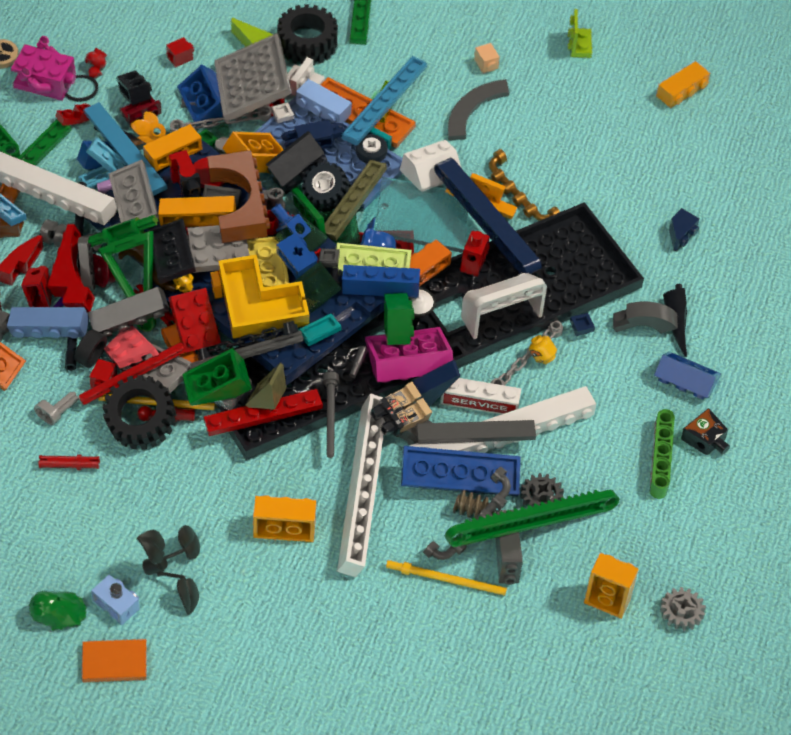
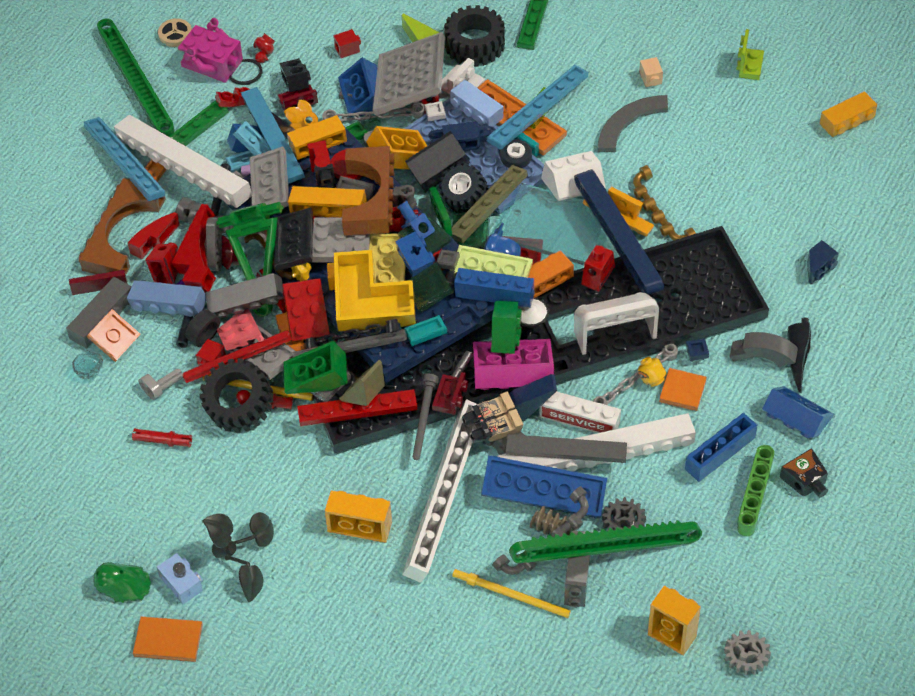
camera: 15 degrees right, 0 degrees up
(352, 389) = (449, 394): none -> dark red bracket
(574, 364) = (683, 389): none -> orange tile
(622, 415) = (721, 447): none -> blue brick

